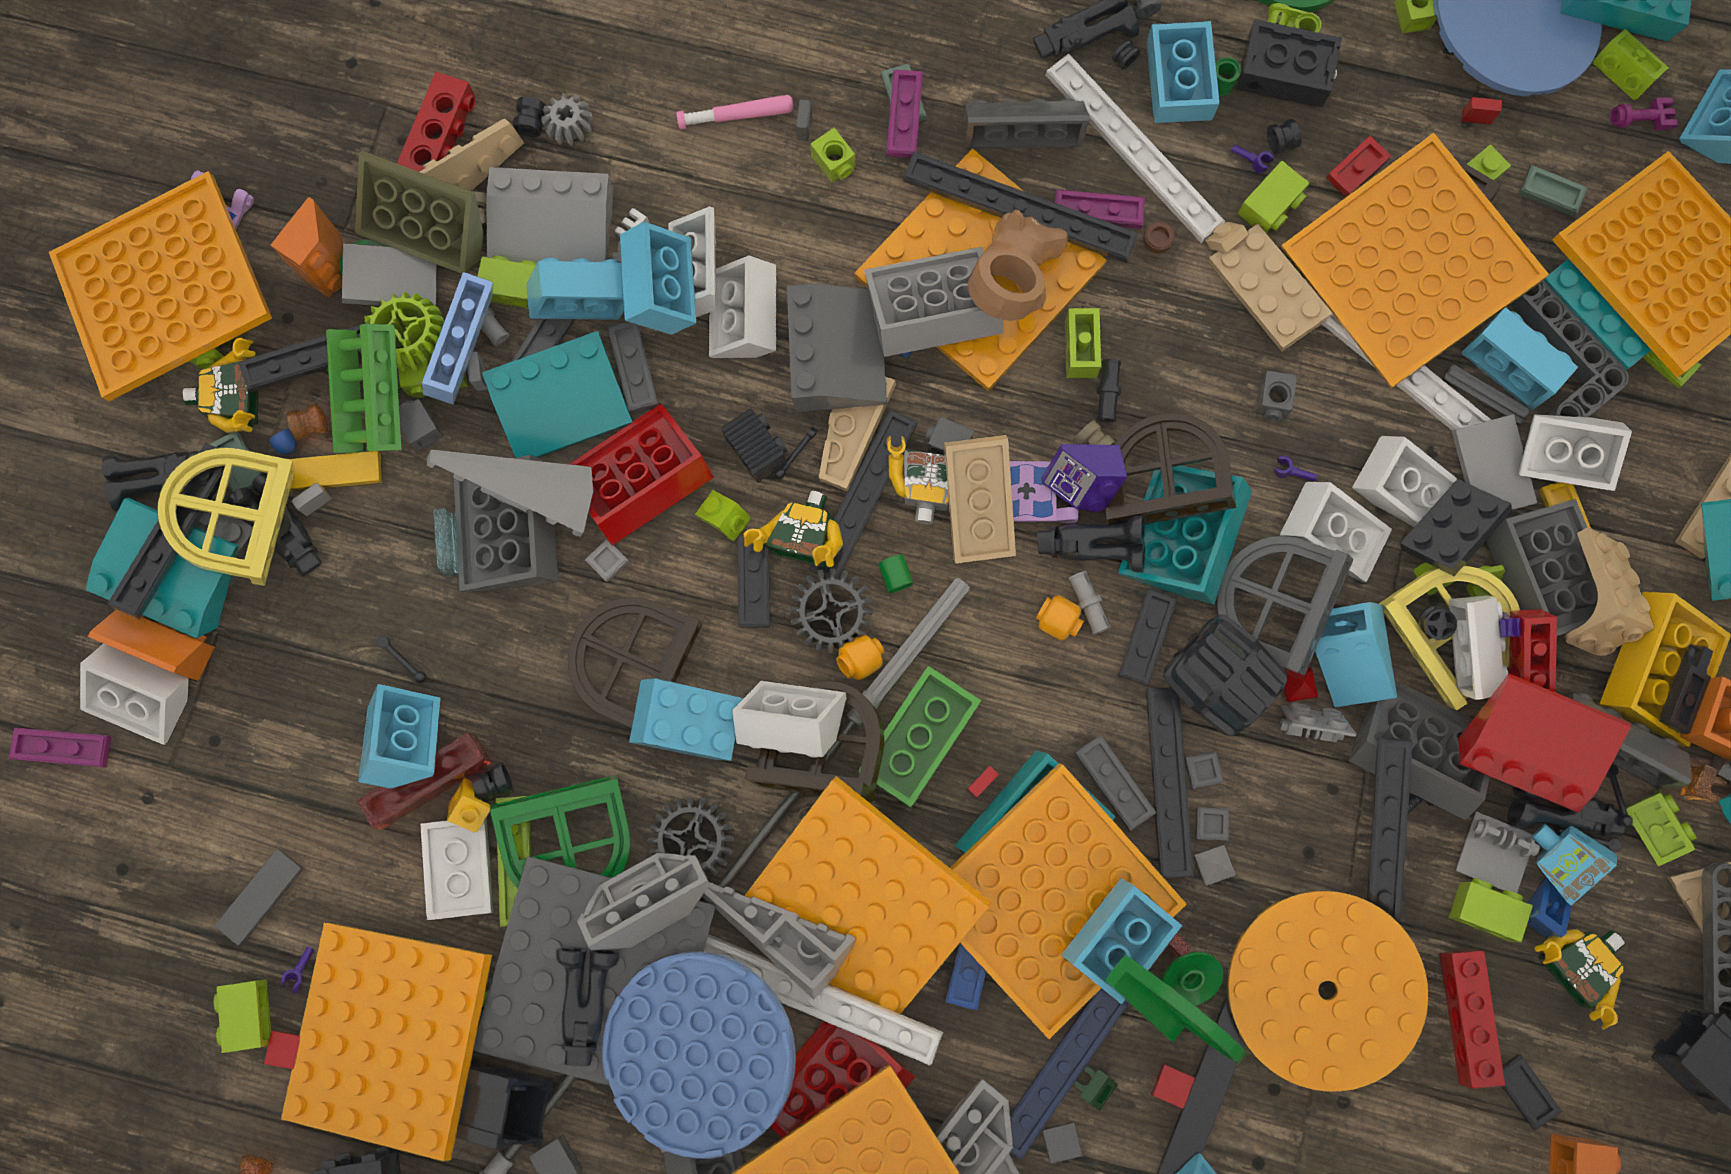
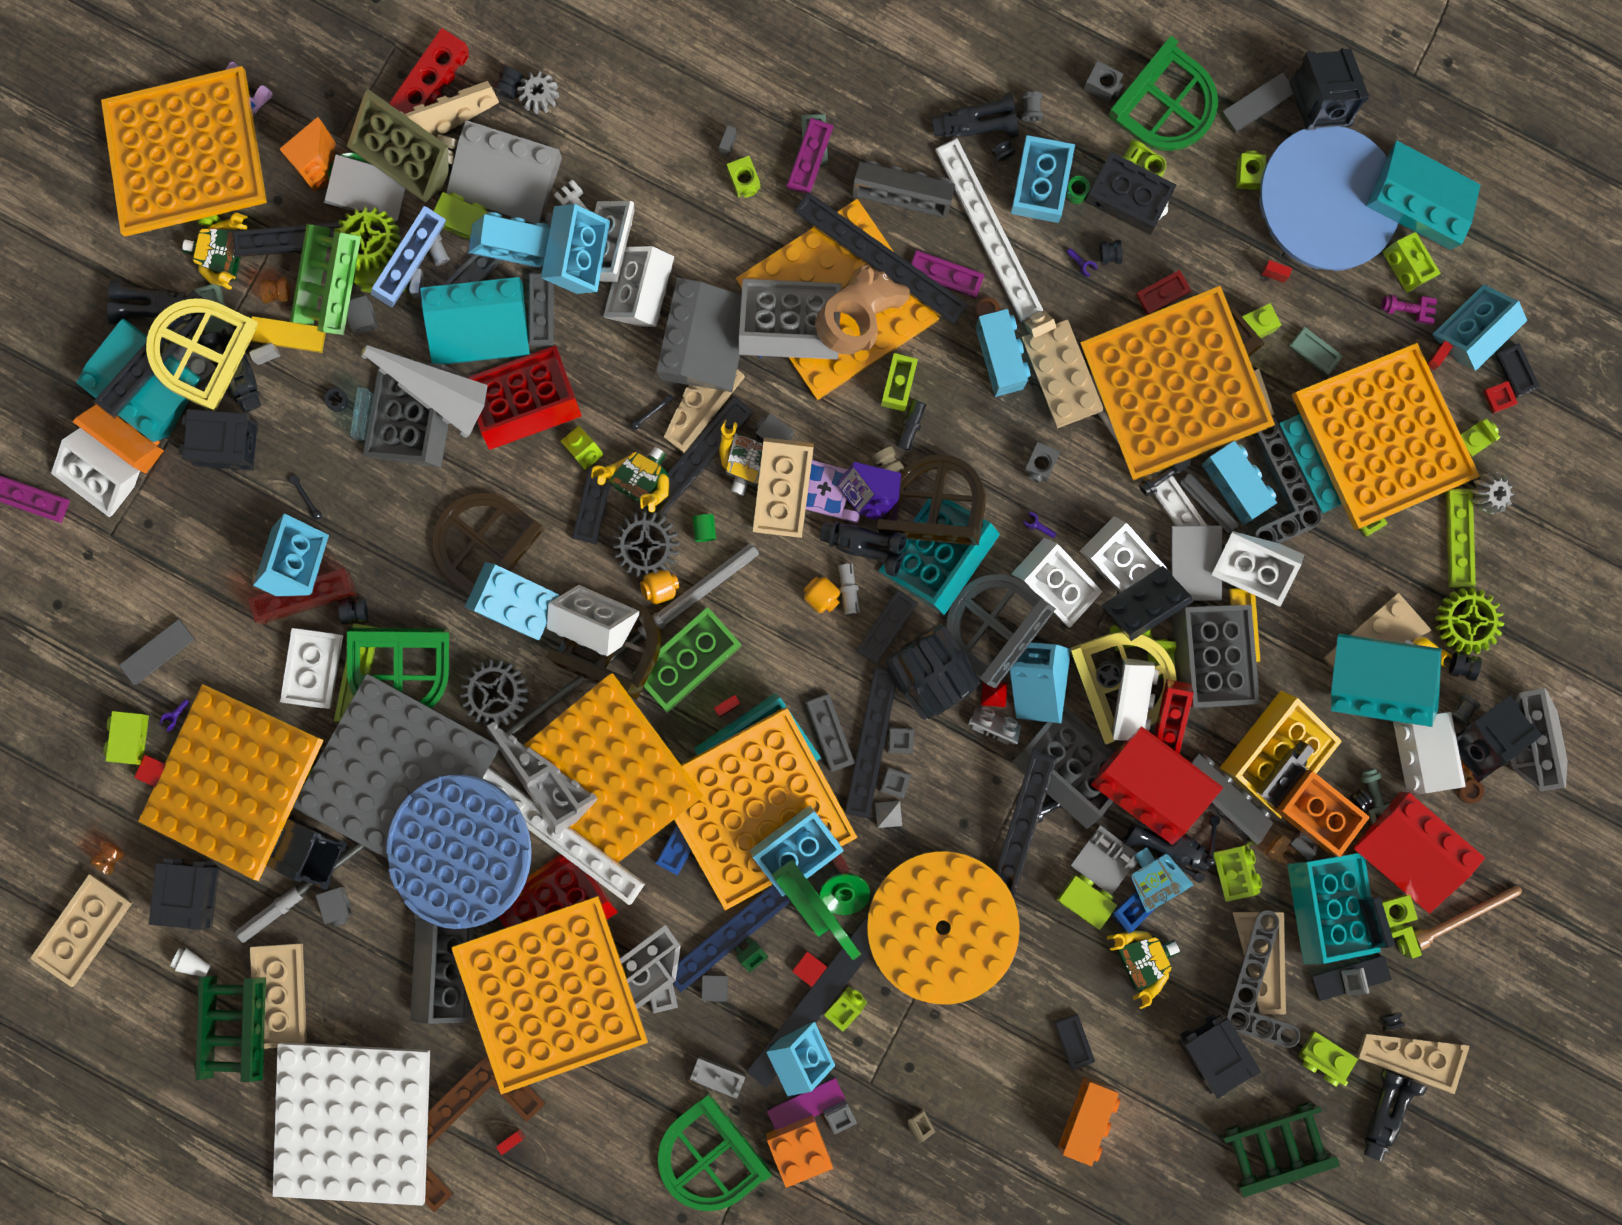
camera: 10 degrees right, 5 degrees up
(278, 615) = (219, 440): none -> black container
(283, 442) = (253, 302): blue hinge -> none
(404, 525) = (341, 406): none -> black bush
(466, 808) = (328, 625): yellow bracket -> none
(581, 1020) = (379, 805): black piece -> none
(607, 560) = (482, 460): light grey tile -> none
(642, 901) = (445, 729): light grey wedge -> none
(750, 109) = (697, 121): bright pink piece -> none
(754, 444) = (619, 398): black brick -> none
(1194, 278) = (1002, 352): none -> medium azure brick
(1234, 1125) = (846, 1008): none -> lime bracket
(1274, 197) = (1087, 302): lime brick -> none
(1412, 389) = (1148, 486): none -> black hinge
(1471, 1019) = (1047, 976): red brick -> none
(1510, 626) = (1159, 690): dark purple hand -> none
(1620, 608) = (1254, 694): tan bracket -> none
(1699, 157) = (1439, 355): none -> red tile

